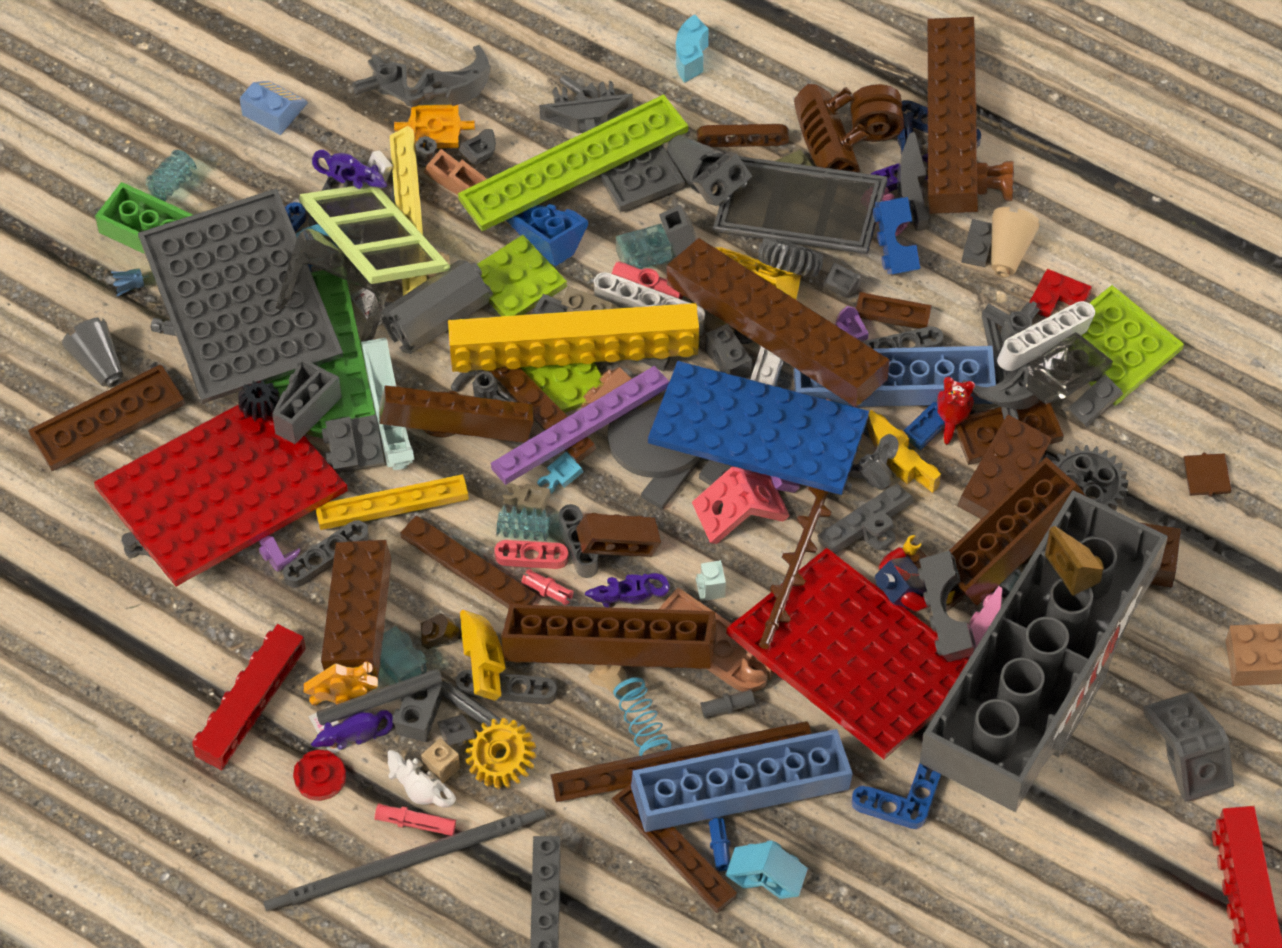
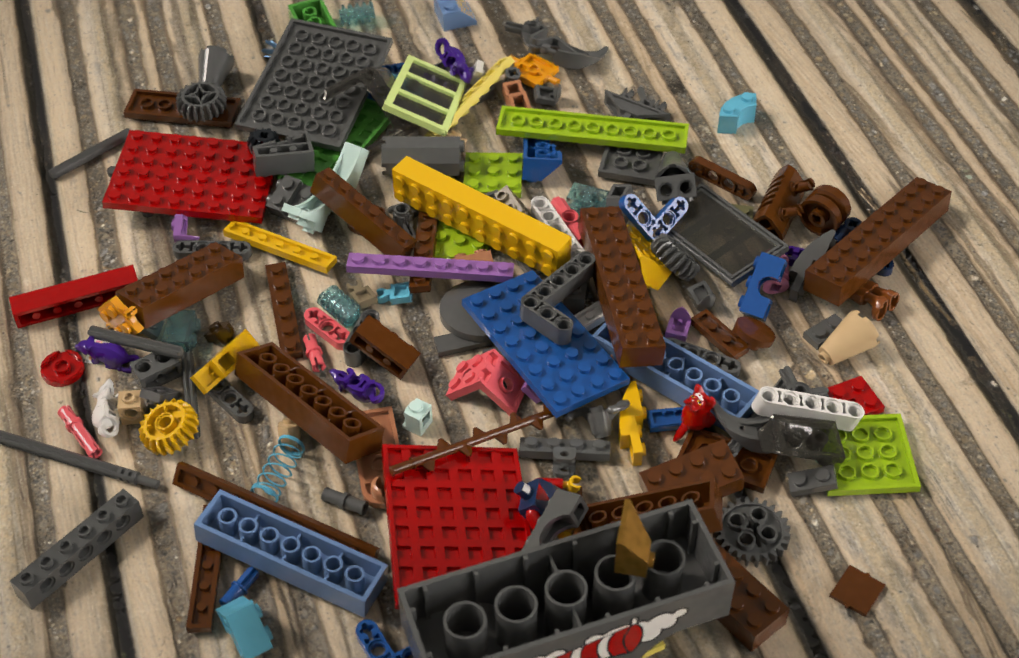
camera: 40 degrees right, 10 degrees down
(67, 537) = (89, 154): none -> dark grey axle
(131, 404) = (201, 101): none -> dark grey gear
(735, 402) = (539, 303): none -> dark grey beam
(740, 237) = (652, 222): none -> blue beam
(924, 289) = (754, 333): none -> reddish brown tile

